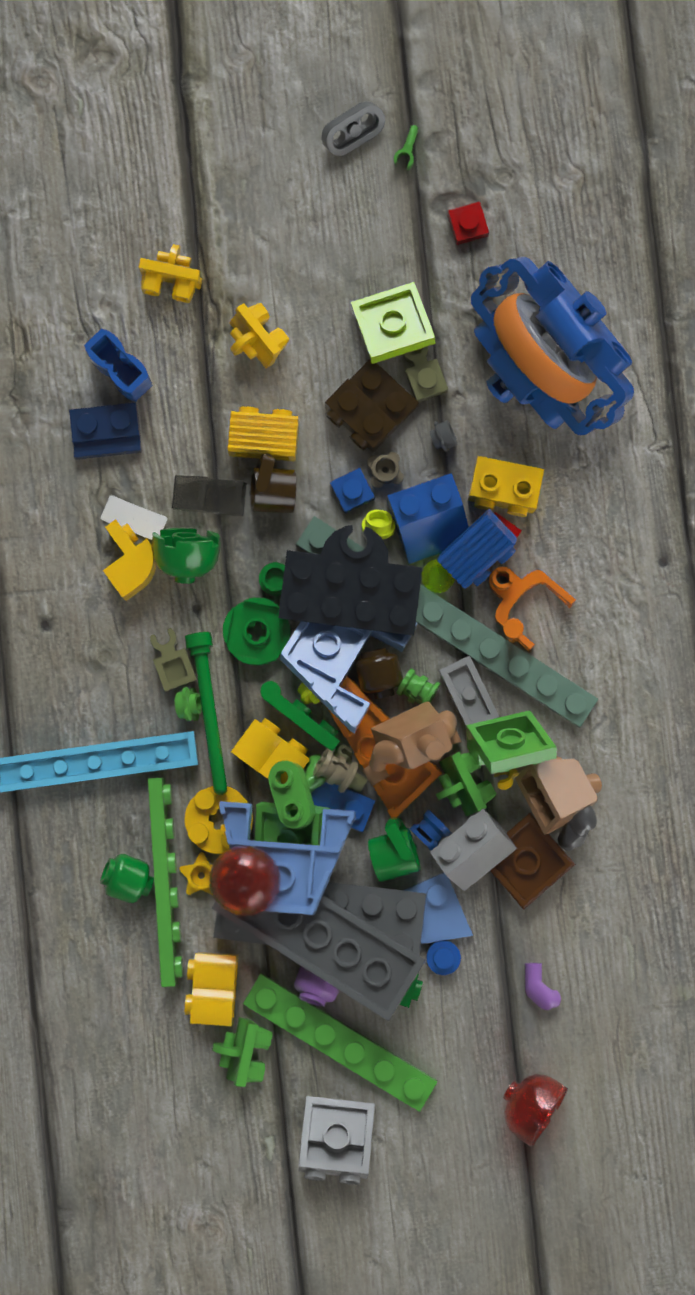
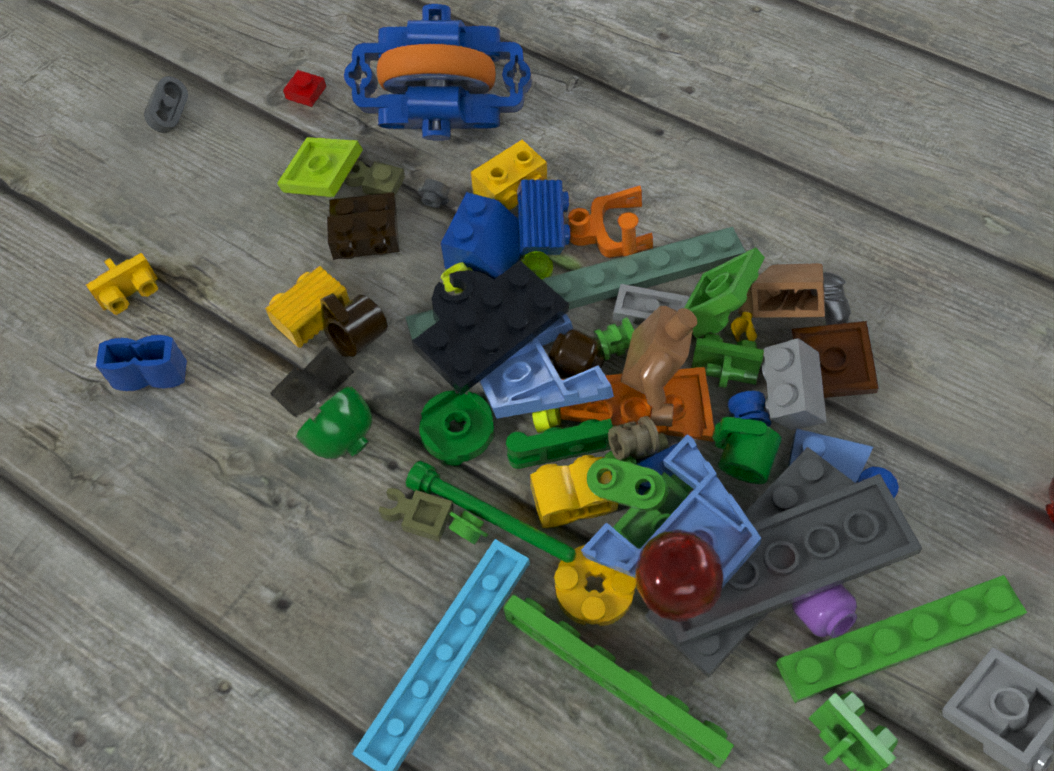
camera: 45 degrees left, 25 degrees down
(105, 431) = (181, 422): dark blue plate -> none
(126, 878) = (582, 713): green head -> none
(135, 567) = (305, 475): yellow brick -> none
(139, 519) = (270, 457): white sticker -> none
(191, 873) = (640, 633): yellow plate -> none
(213, 988) = (762, 715): yellow brick -> none
(253, 337) = (230, 258): yellow hips -> none
(272, 578) = (426, 382): green plate -> none
(352, 490) = (413, 281): blue plate -> none
(390, 461) = (419, 240): dark tan plate -> none
(408, 147) = (218, 89): bright green hand -> none
(537, 991) = (961, 432): medium lavender arm -> none

